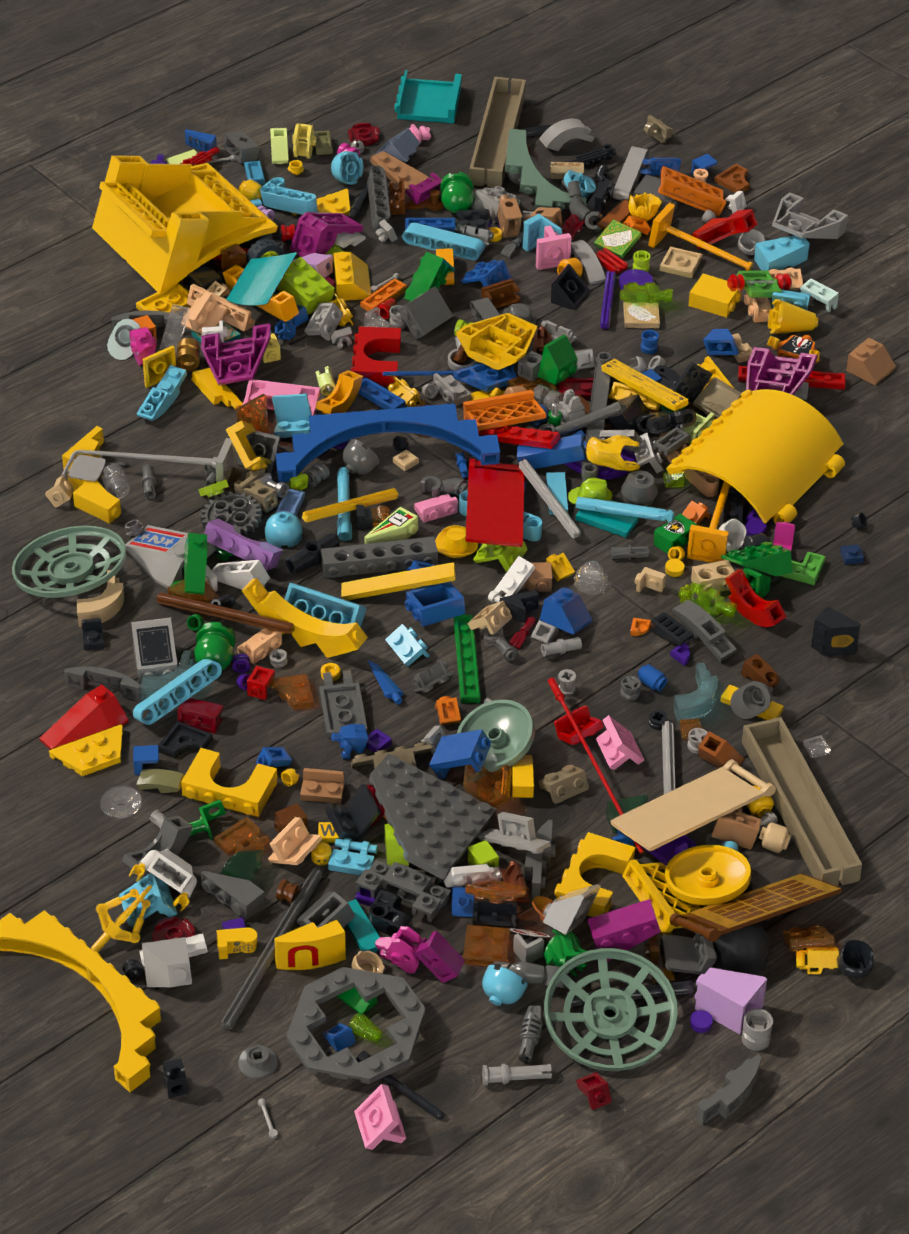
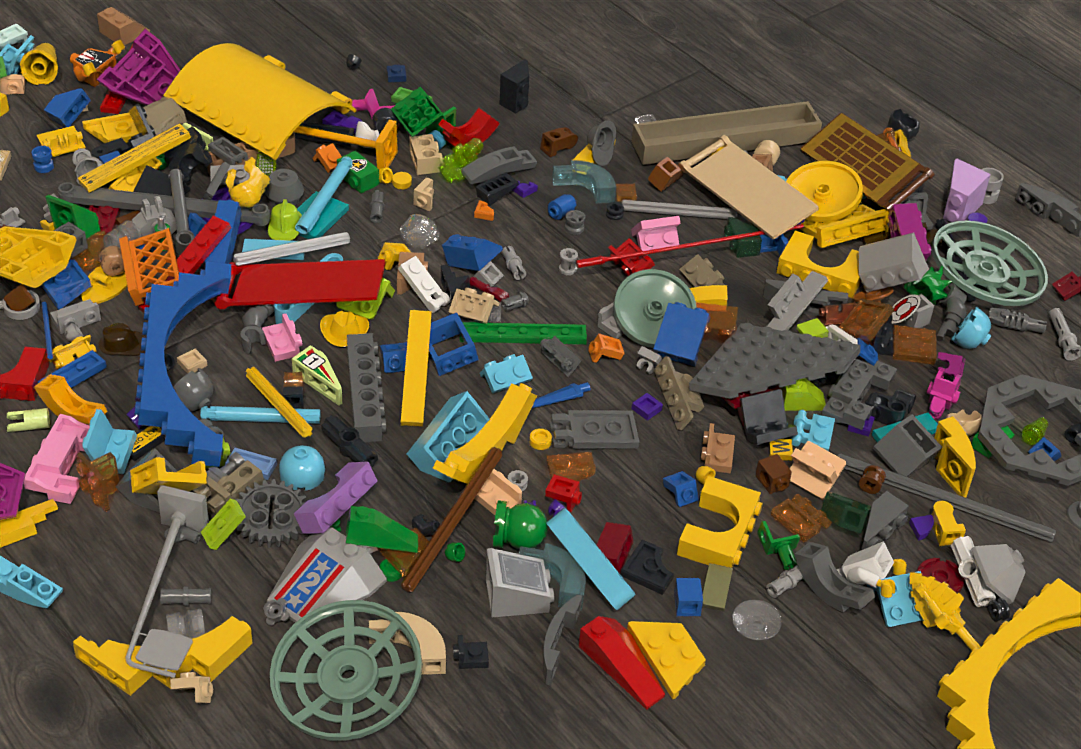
camera: 90 degrees left, 0 degrees up
(240, 573) = (387, 495): white slope -> none
(351, 738) = (652, 420): blue piece -> none
(462, 464) = (222, 314): blue piece -> none
(682, 350) = (62, 140): none -> yellow hinge
(695, 738) = (645, 187): light grey wheel -> none

